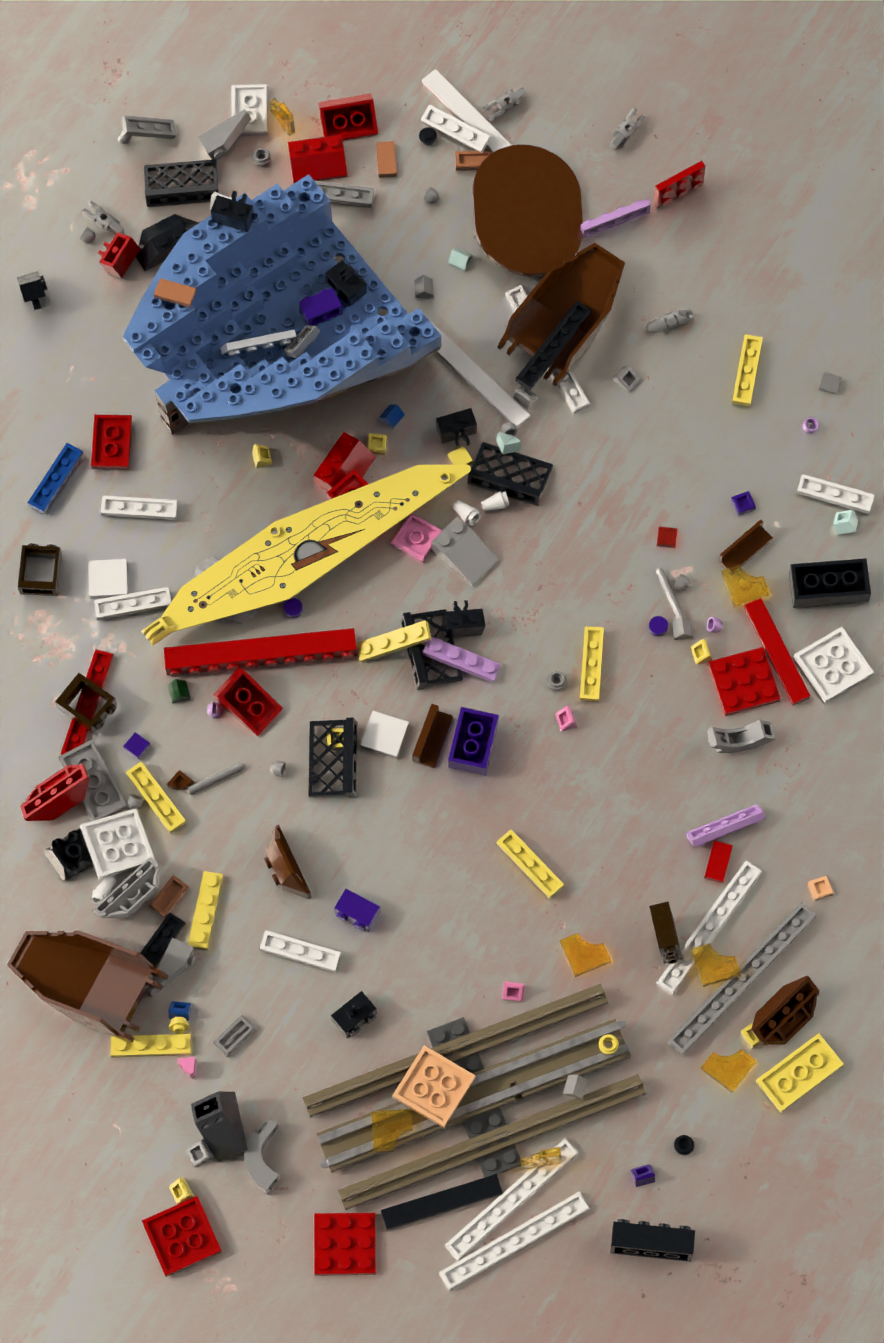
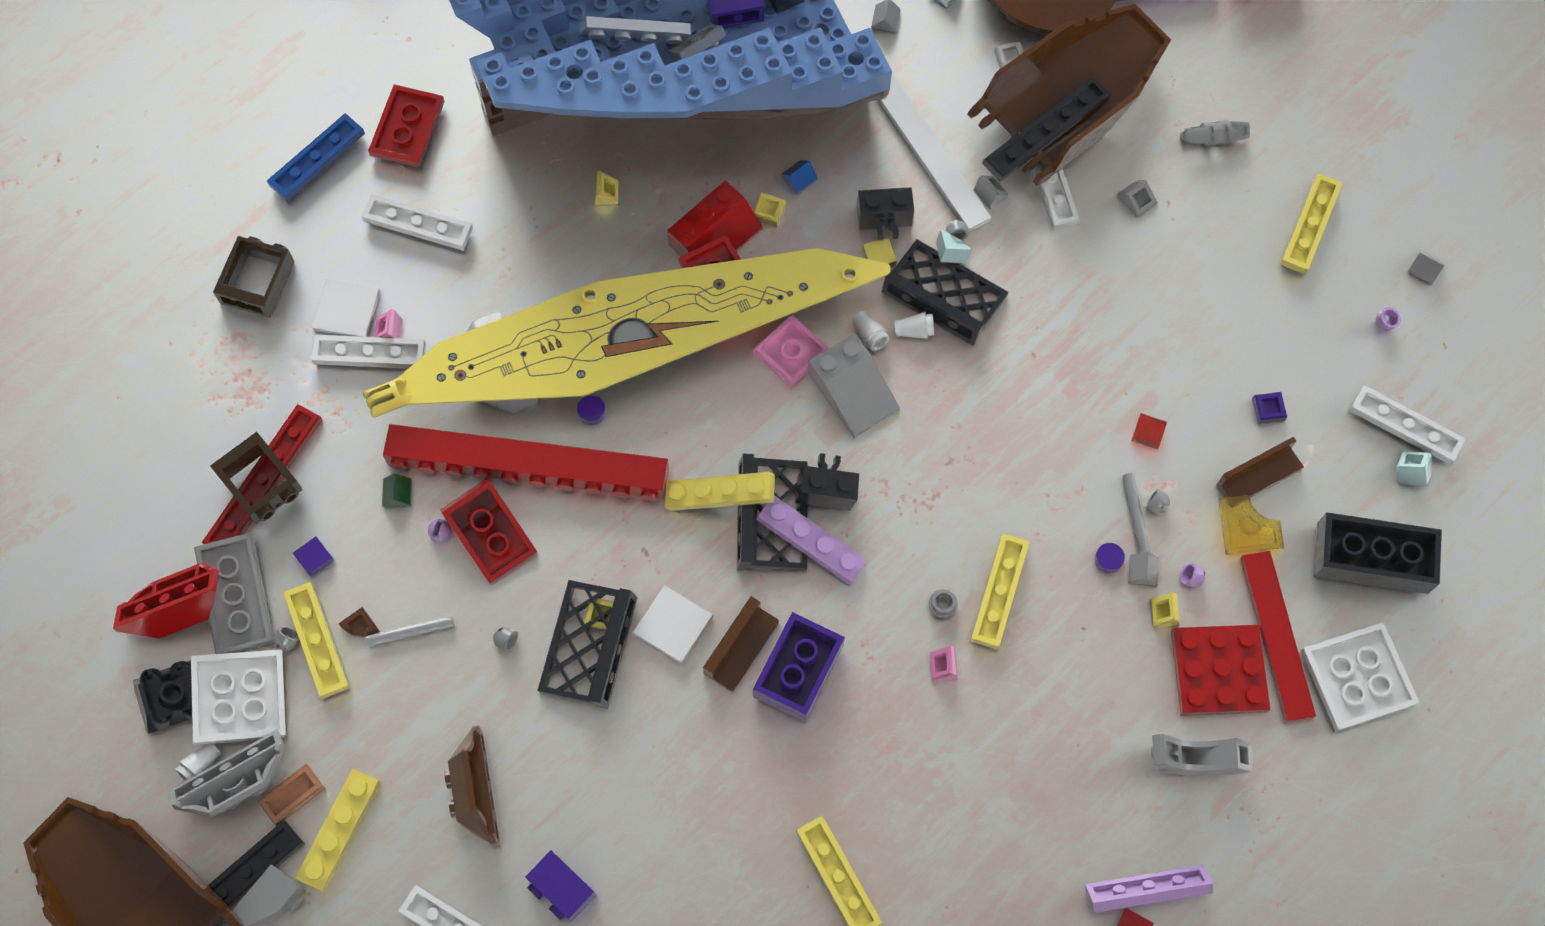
camera: 10 degrees right, 0 degrees up
(140, 582) = (388, 325): none -> bright pink slope

